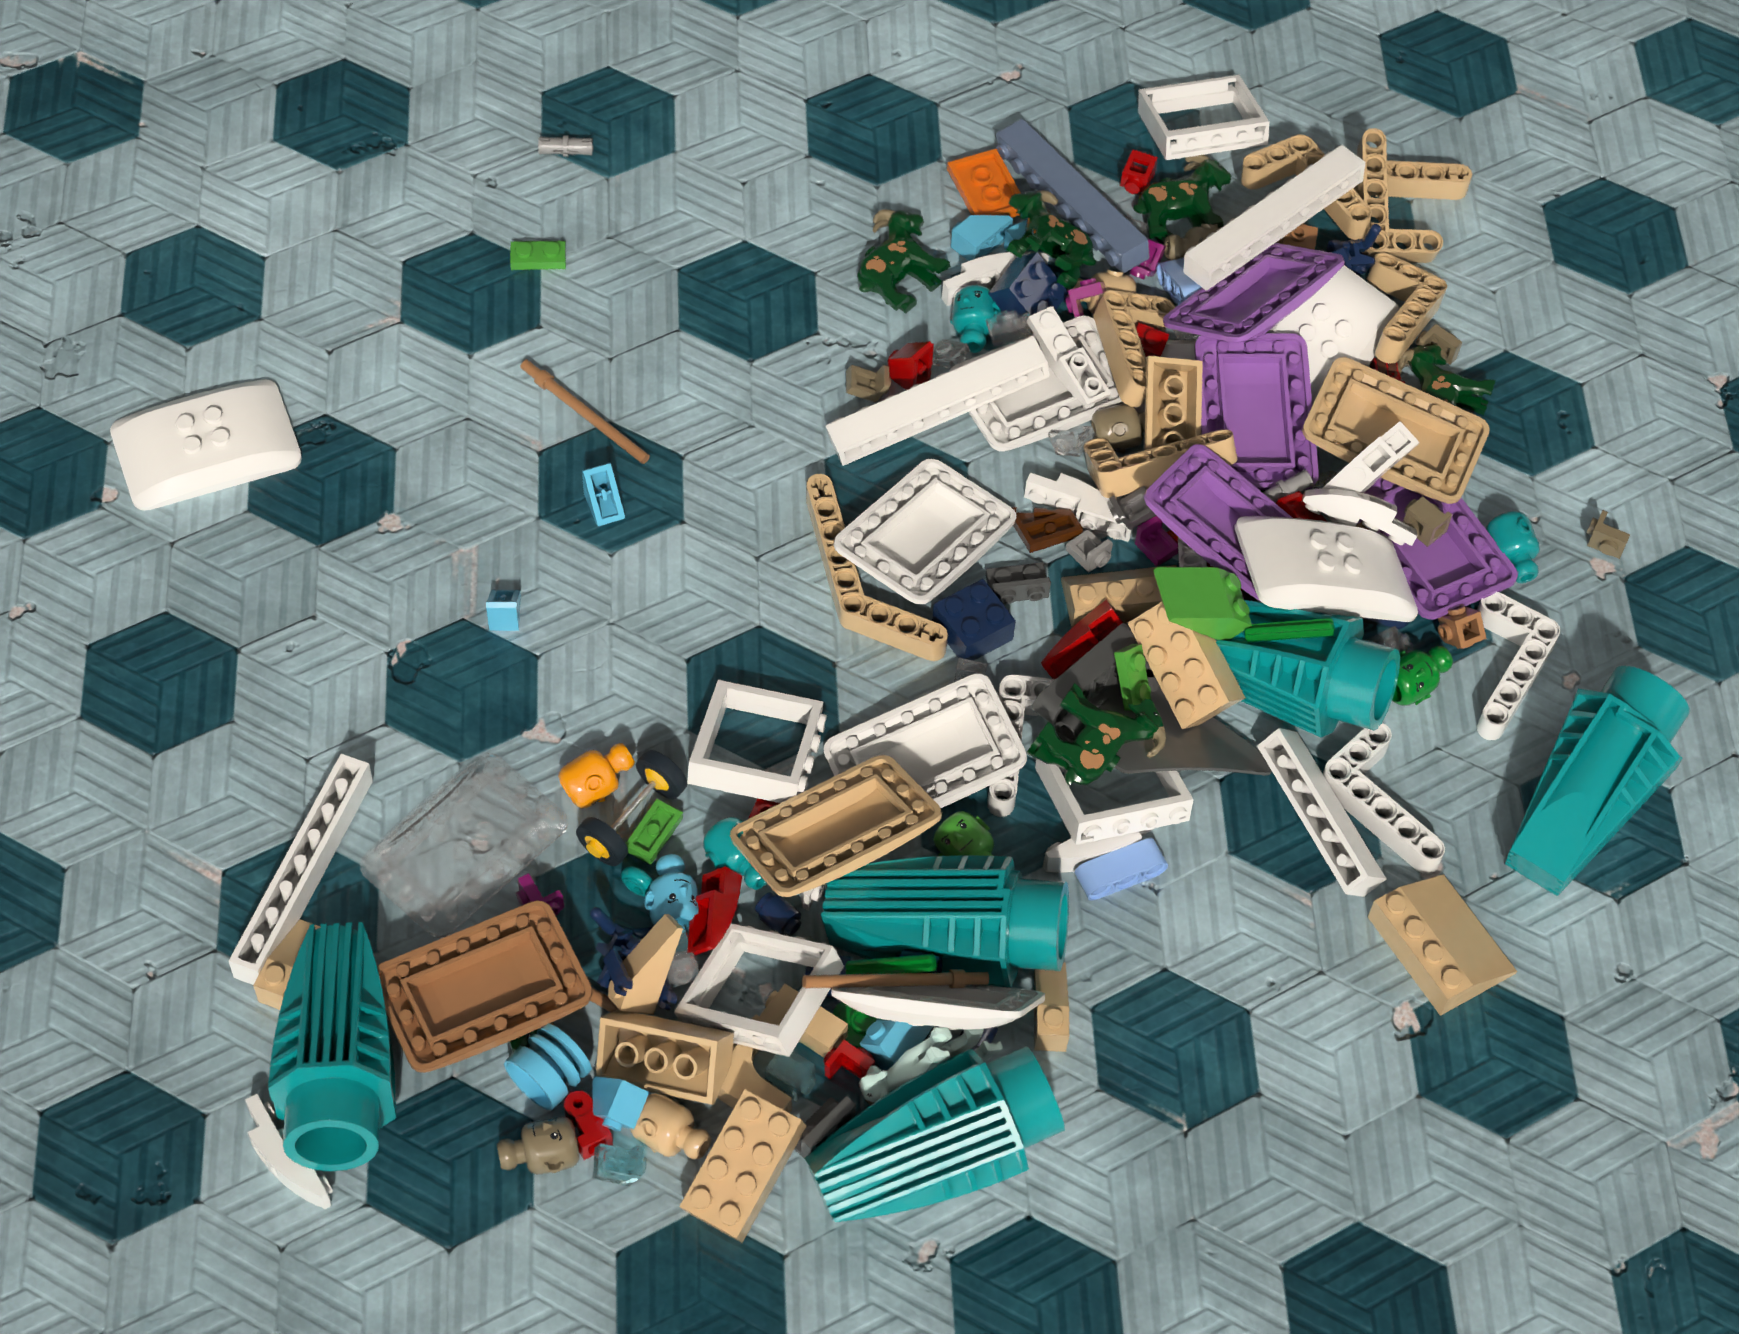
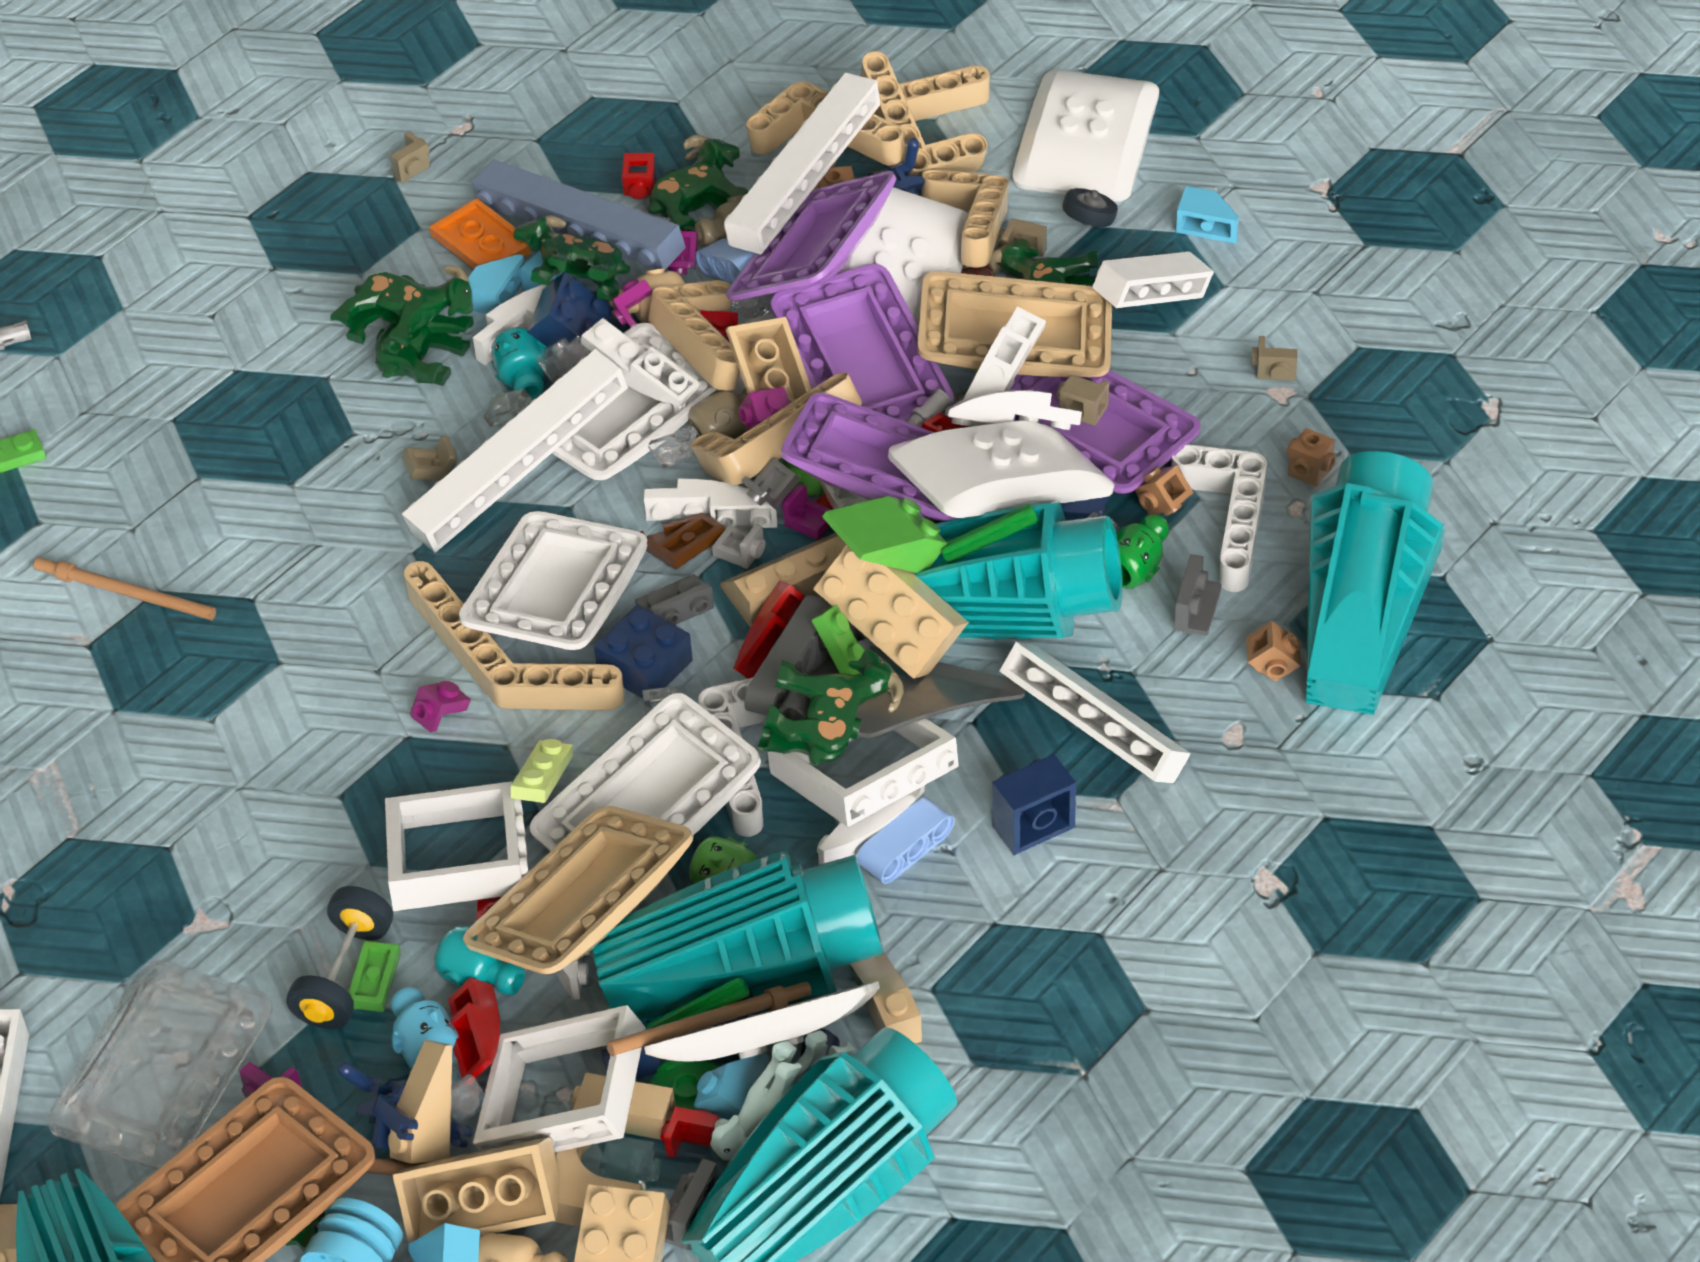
camera: 15 degrees left, 10 degrees down
(503, 610) = (113, 813): medium azure slope -> none
(594, 776) = (283, 940): light orange piece -> none
(602, 494) = (178, 660): medium azure slope -> none
(636, 880) = (374, 1031): teal piece -> none
(778, 914) = (546, 1007): dark blue brick -> none
(791, 605) = (437, 700): none -> magenta bracket
(851, 700) = (542, 771): none -> yellowish green plate
(897, 232) = (402, 303): none -> dark green animal
(911, 364) = (471, 425): red slope -> none
(956, 92) = (410, 159): none -> dark tan bracket
(1152, 435) = (761, 405): none -> magenta bracket
(1204, 139) = (739, 97): white window -> none
(1236, 878) = (1033, 804): none -> dark blue brick
(1376, 801) = (1151, 691): white beam -> none
(1440, 942) = (1271, 798): tan slope -> none
(1449, 738) = (1196, 599): none -> dark grey bracket
(1494, 810) = (1273, 651): none -> medium nougat brick
(1507, 334) = (1090, 207): none -> black wheel
(1518, 541) = (1185, 390): teal piece -> none
(1531, 425) = (1152, 279): none -> white brick
(1534, 260) = (1085, 134): none -> white wedge
(1601, 639) = (1311, 457): none -> medium nougat brick
(1605, 376) = (1206, 216): none -> medium azure slope

